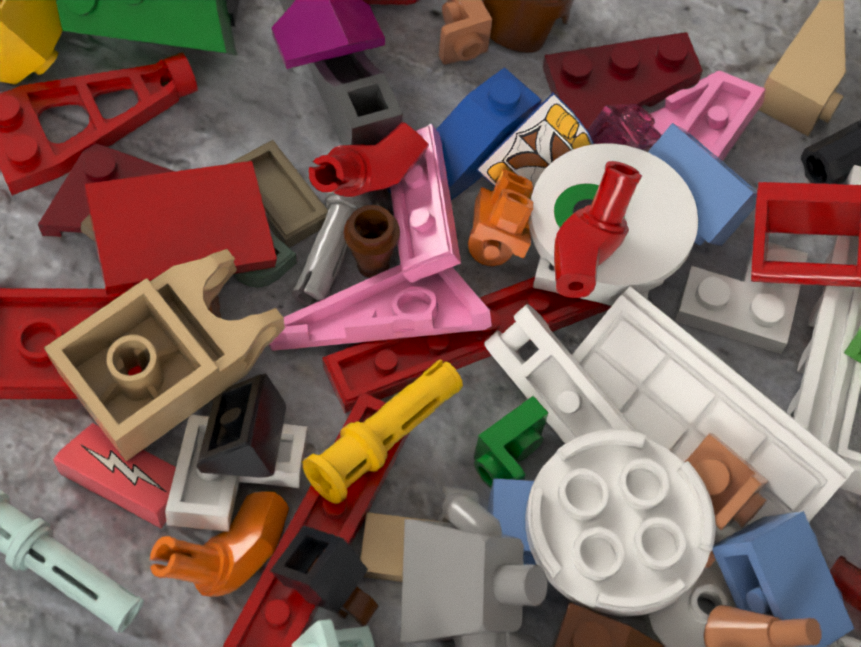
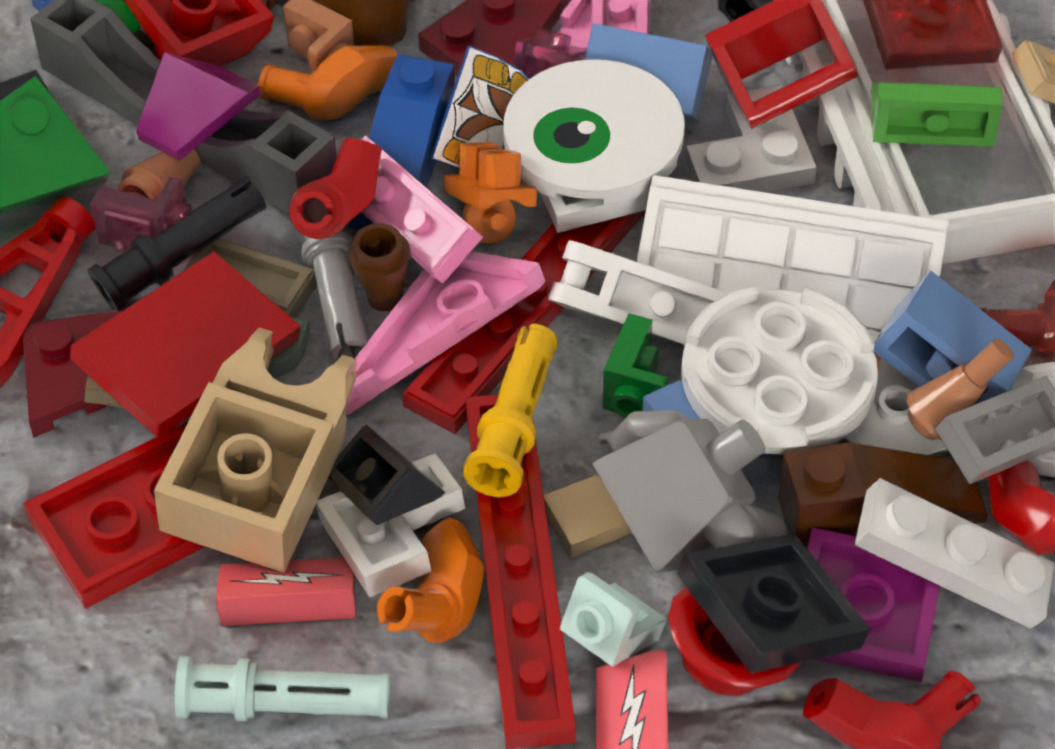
camera: 25 degrees left, 10 degrees down
(217, 139) = (155, 257): none -> black pin
(229, 105) = (125, 215): none -> clear pink bracket
(264, 77) = (152, 174): none -> nougat cone
(326, 574) = (549, 547): black piece -> none
(453, 64) = (335, 86): none -> orange arm
(594, 232) = (594, 140): red arm -> none
(729, 481) = (852, 287): nougat bracket -> none

